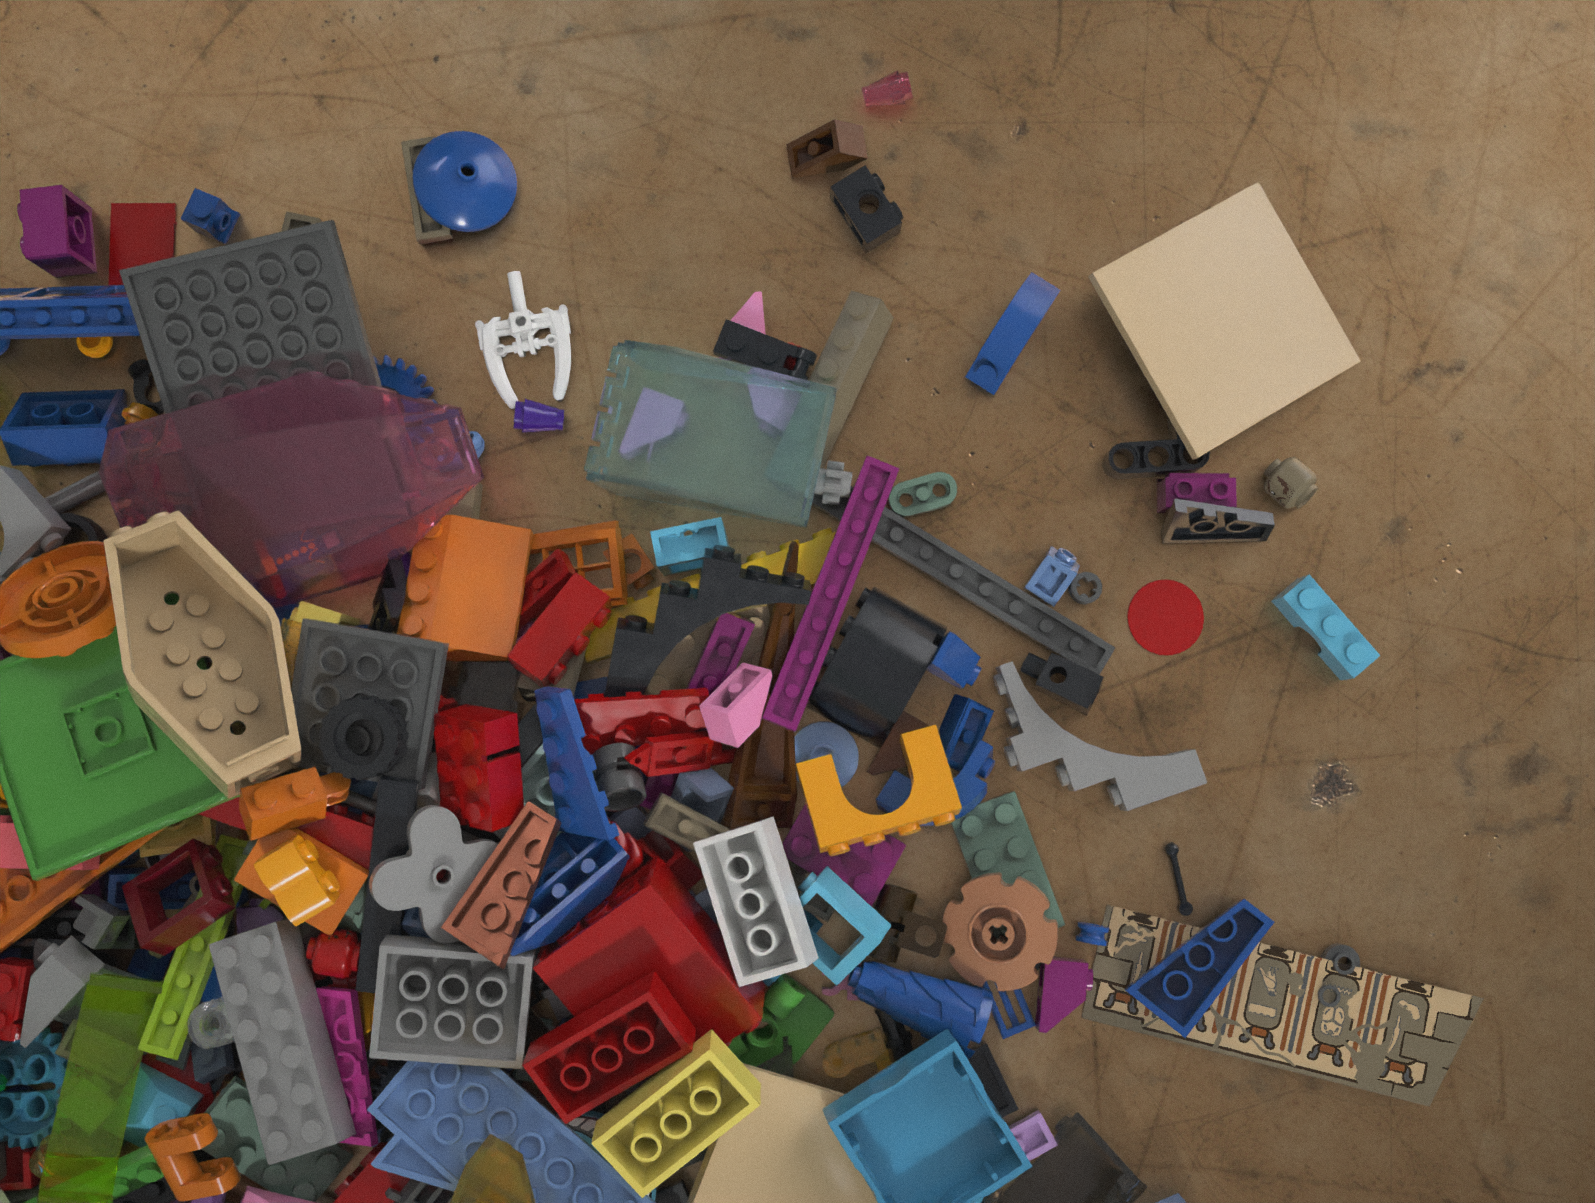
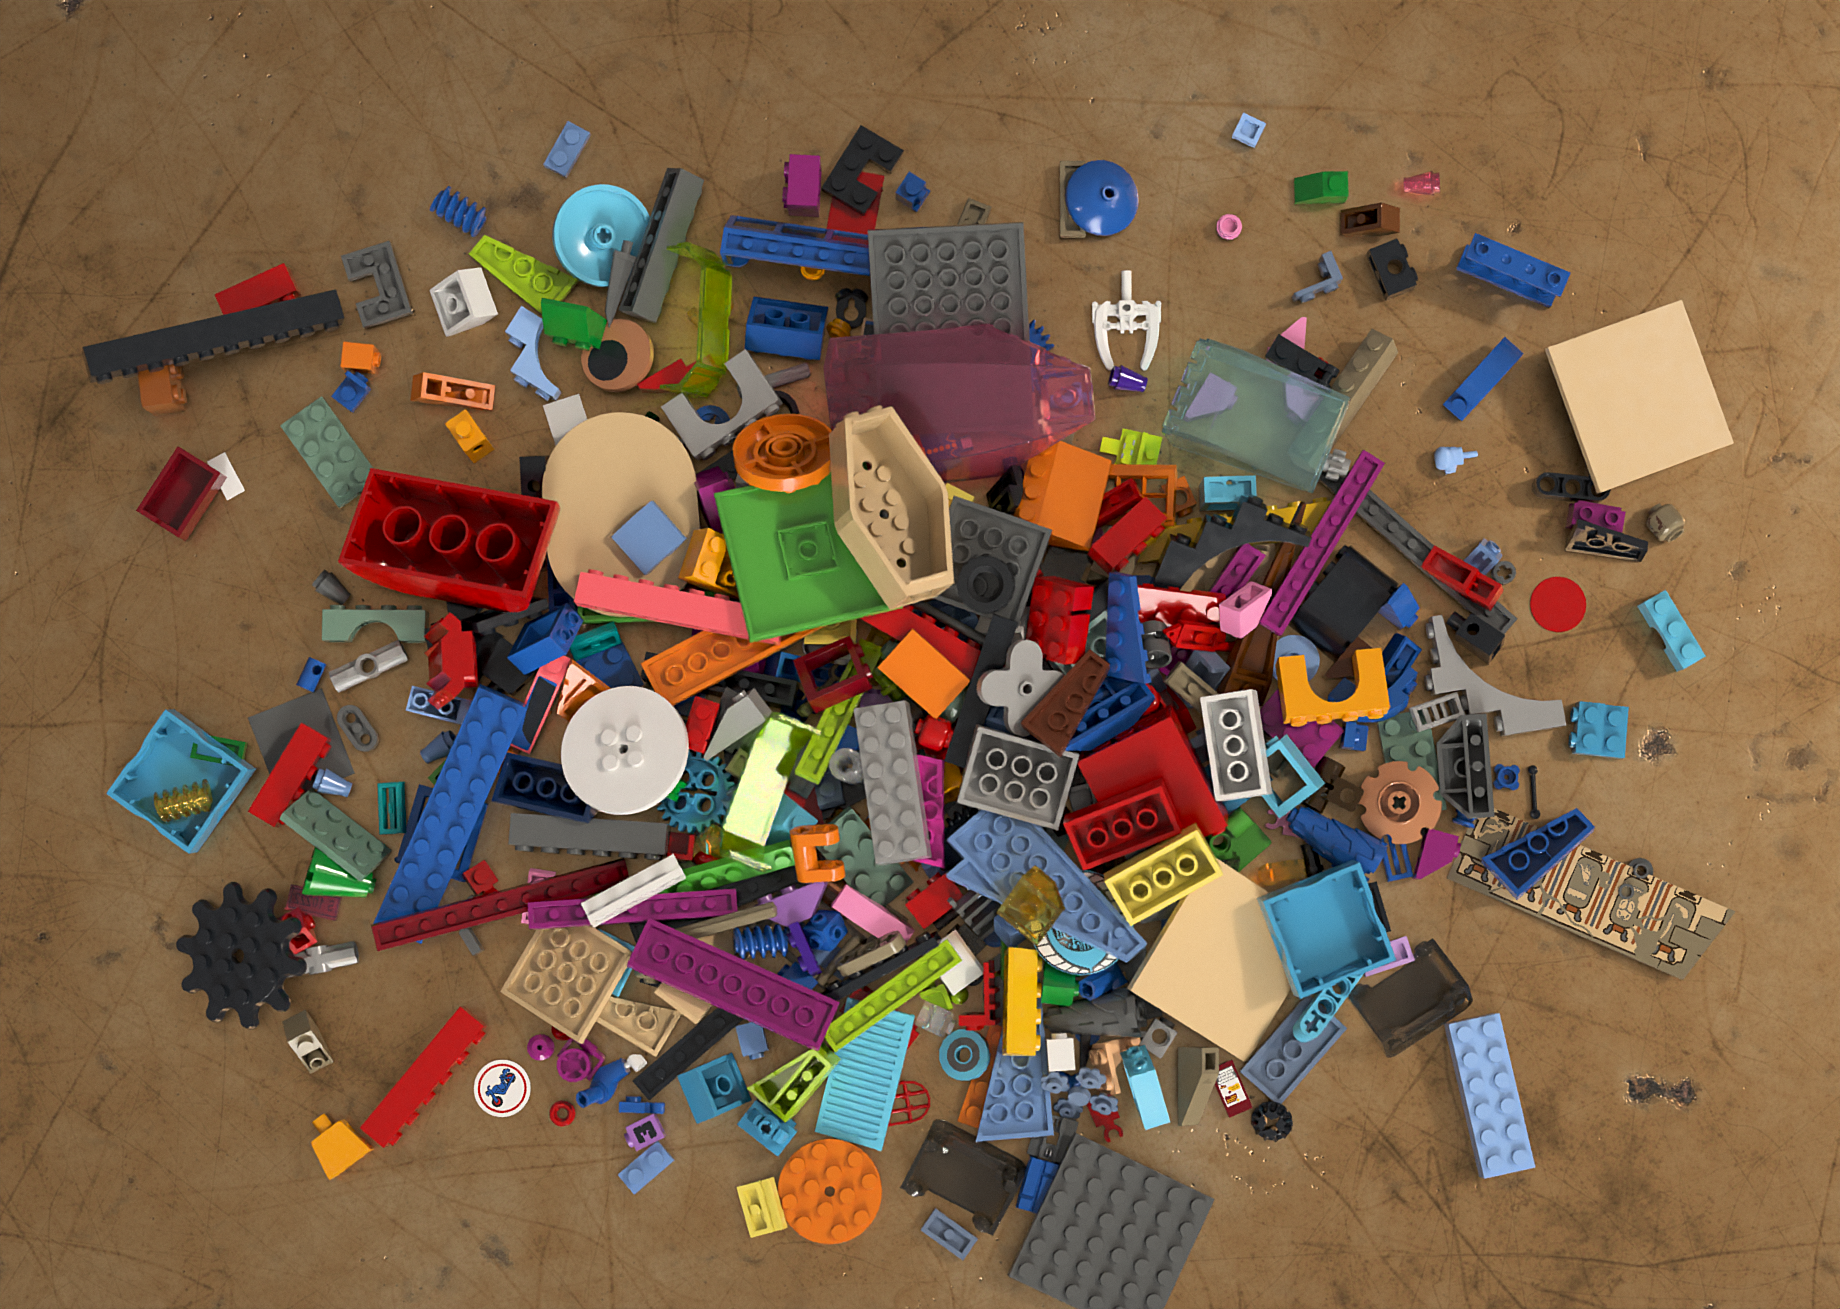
camera: 10 degrees right, 0 degrees up
(99, 921) = (772, 681): flat silver panel -> none
(137, 174) = (843, 179): none -> black plate
(290, 801) = (929, 619): orange brick -> none
(297, 879) = (925, 673): light orange brick -> none
(560, 507) = (1133, 448): none -> neon yellow piece
(641, 191) = (1229, 226): none -> bright pink plate
(646, 60) = (1248, 130): none -> light blue plate
(755, 118) = (1321, 188): none -> green slope
(781, 223) = (1327, 268): none -> sand blue bracket
(921, 493) = (1396, 484): sand green plate -> none
(923, 848) = (1354, 736): none -> blue bracket
(987, 445) = (1449, 457): none -> light blue piece
(1027, 180) = (1513, 270): none -> blue fence
(1032, 606) = (1462, 578): none -> red slope
(1050, 779) = (1454, 705): none -> light grey slope
(1082, 866) = (1466, 766): none -> dark grey wedge
(1147, 870) = (1512, 772): none -> blue plate
(1251, 779) = (1598, 729): none -> dark azure plate

